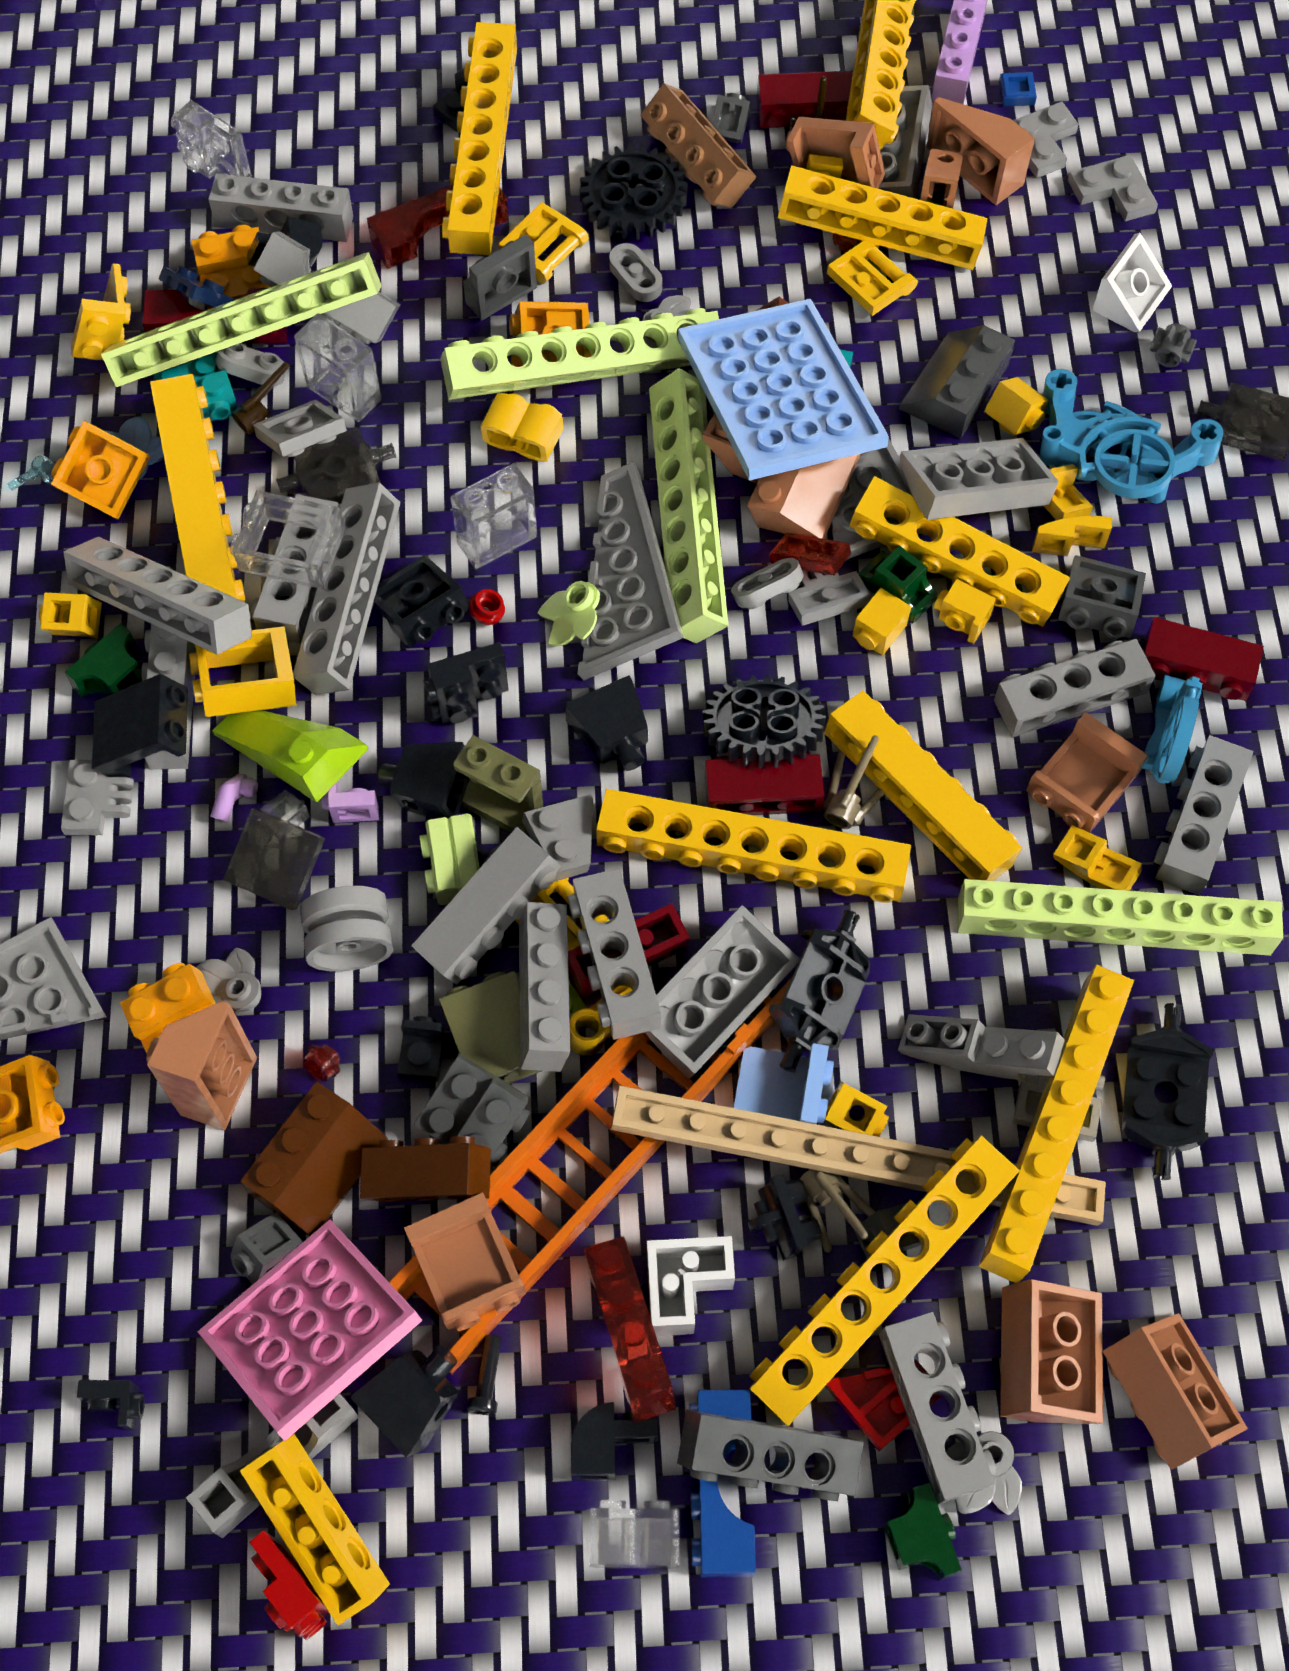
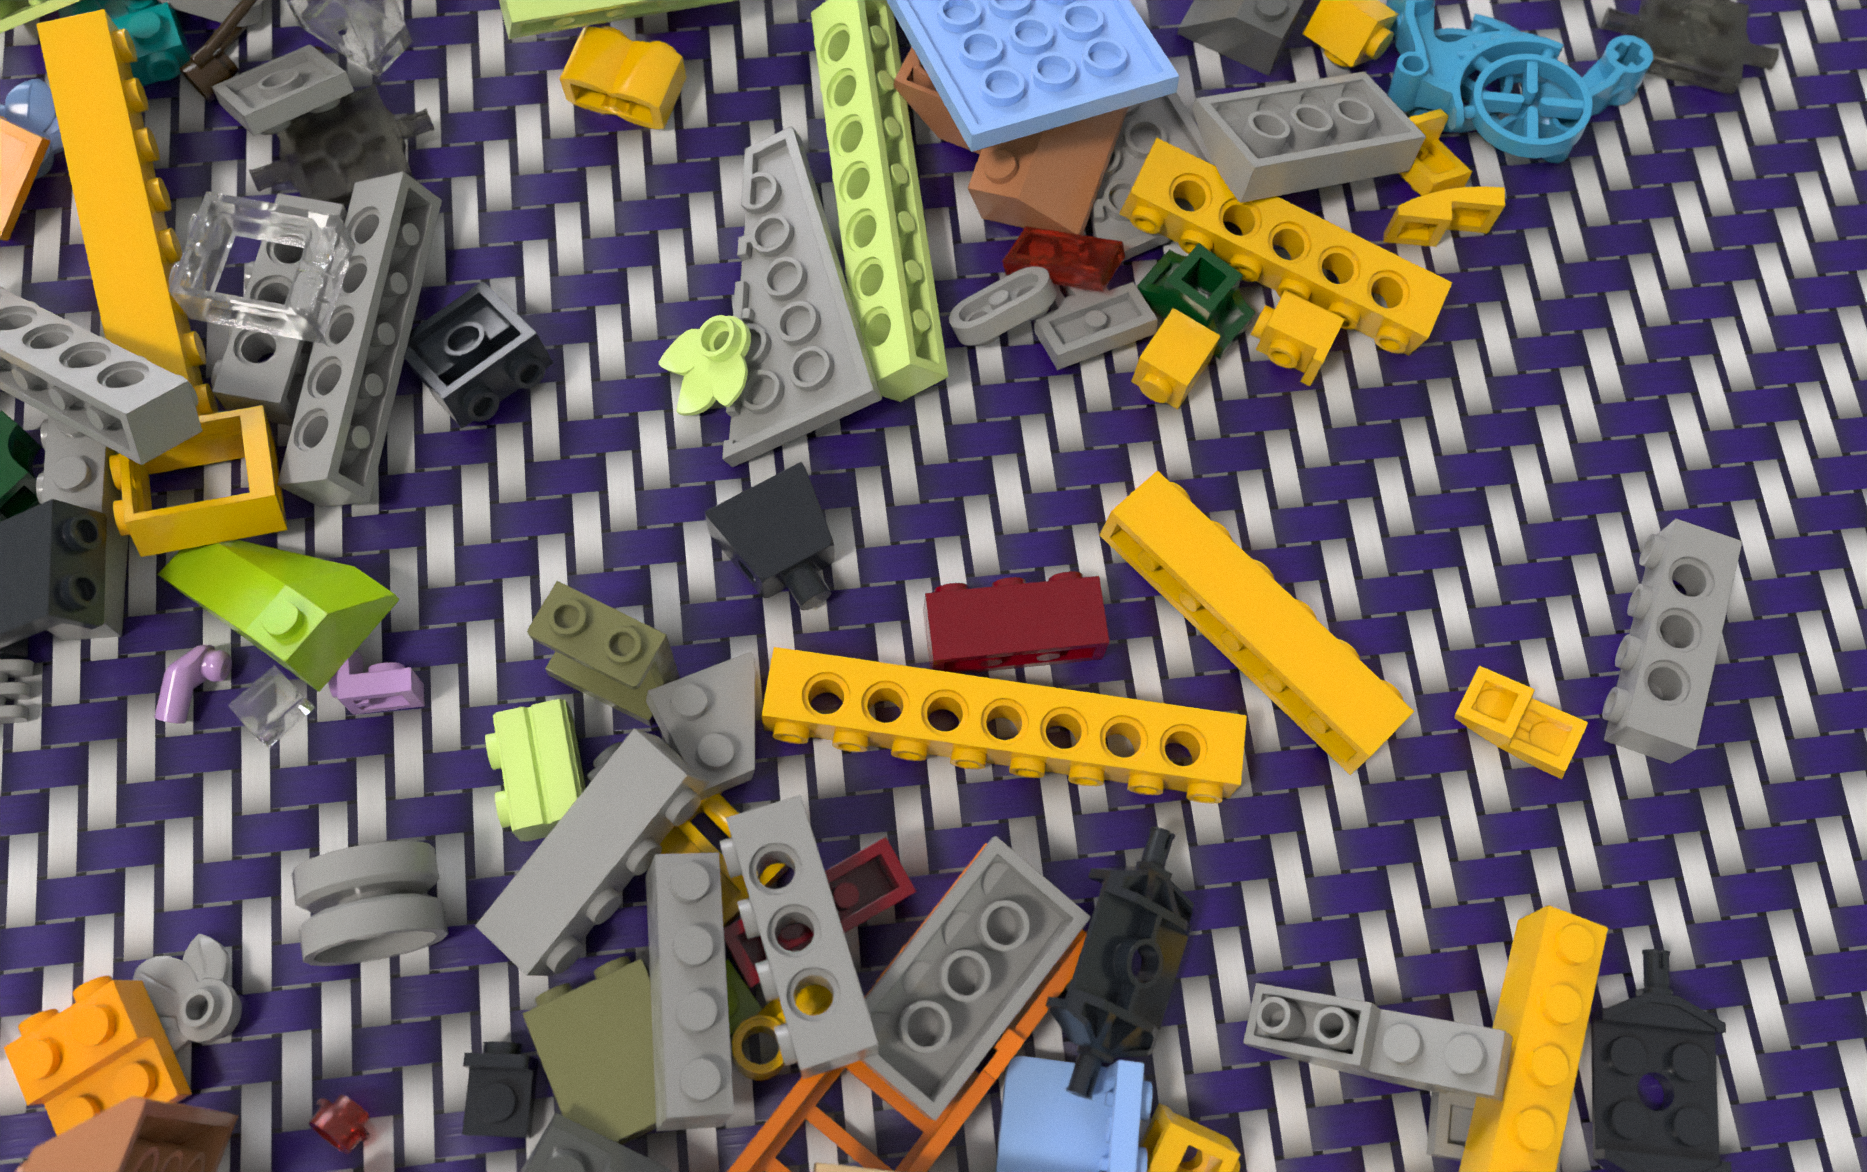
camera: 10 degrees left, 5 degrees up
(274, 859) = (255, 785): clear smoke plate -> none
(427, 779) = (488, 643): black torso -> none
(463, 679) = (538, 483): black plate -> none
(491, 600) = (581, 346): red plate -> none
(503, 531) = (610, 230): clear window -> none
(793, 721) = (1054, 528): black gear -> none
(843, 808) = (1137, 654): dark tan plant -> none
(1026, 713) = (1537, 408): light grey brick -> none
(1087, 774) = (1494, 584): nougat panel -> none
(1102, 597) = (1497, 310): dark grey plate -> none
(1120, 917) = (1564, 812): yellowish green brick -> none
(1174, 725) = (1632, 495): dark azure piece -> none
(1221, 662) = (1645, 398): dark red brick -> none

